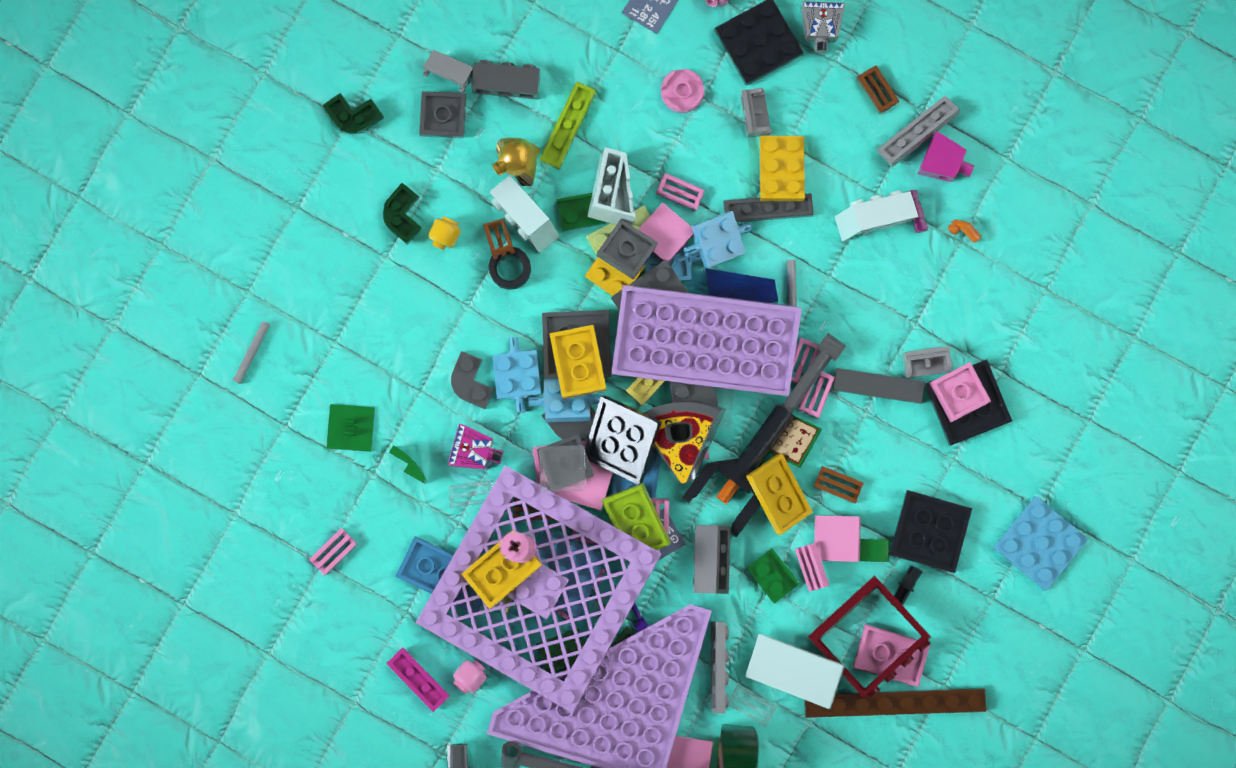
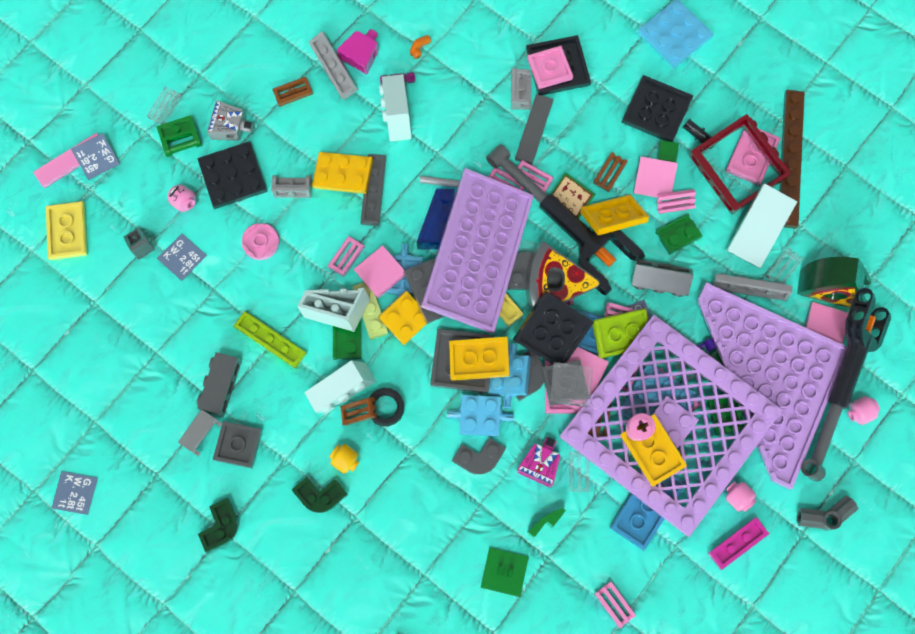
camera: 80 degrees left, 10 degrees down
(517, 158) = (291, 382): pearl gold piece -> none
(627, 249) = (389, 300): dark grey plate -> none
(718, 239) = (393, 230): medium azure plate -> none

